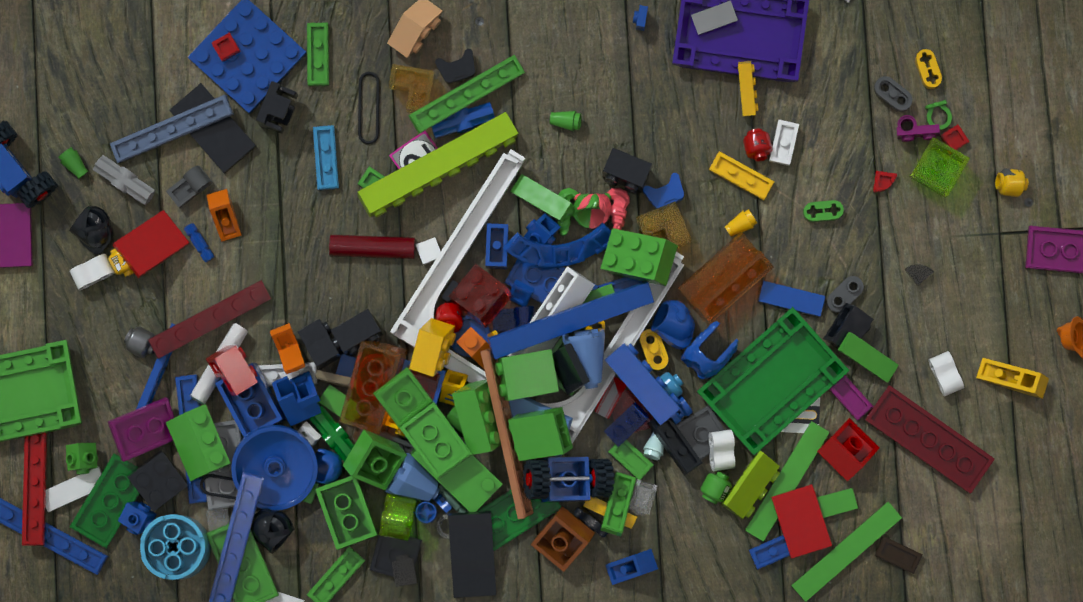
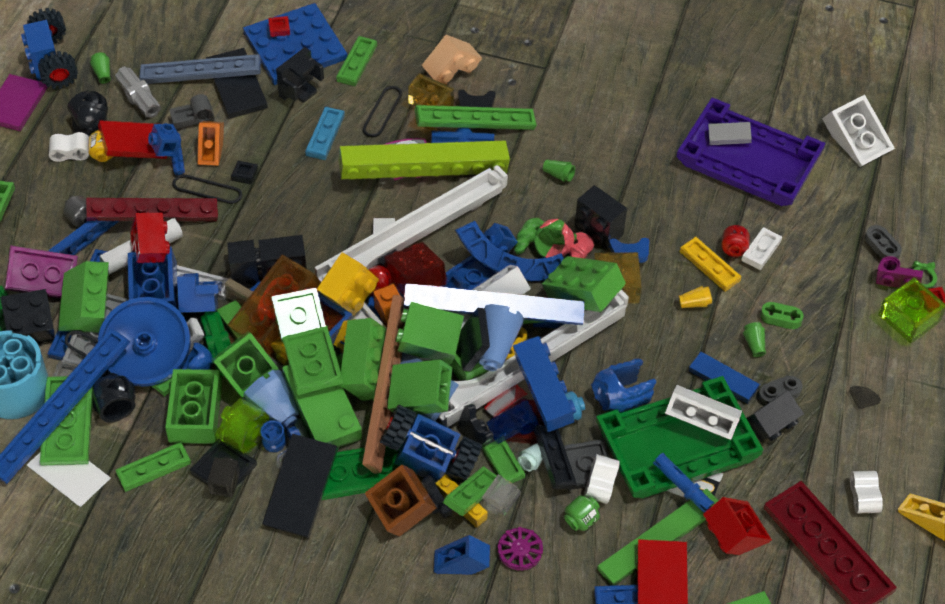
camera: 15 degrees right, 30 degrees down
(184, 237) = (164, 139): none -> blue brick
(244, 274) = (210, 182): none -> black piece
(270, 234) = (244, 172): none -> black tile
(288, 348) = (212, 253): orange bracket -> none
(372, 246) = (332, 208): dark red brick -> none
(495, 241) = (446, 242): blue brick -> none
(541, 198) = (510, 216): bright green tile -> none
(596, 439) = (472, 427): none -> black piece
(640, 17) = (660, 116): blue plate -> none
(654, 349) = (568, 375): yellow plate -> none
(674, 324) = (596, 352): blue helmet -> none
(675, 537) = (520, 548): none -> magenta wheel
(684, 411) = (572, 432): blue wheel -> none
(725, 278) = (662, 331): clear orange brick -> none
(747, 90) = (741, 191): yellow piece -> none
(751, 485) = (619, 519): lime slope -> none
(788, 355) = (703, 412): none -> white brick
(792, 429) = (690, 490): none -> blue pin
(807, 247) = (755, 337): none -> bright green cone
(837, 502) = (708, 575): bright green tile -> none
(851, 397) = (755, 483): magenta tile -> none
(868, 357) = (787, 446): bright green tile -> none
(883, 181) = (851, 311): red tile -> none
(933, 68) = (920, 236): yellow beam -> none

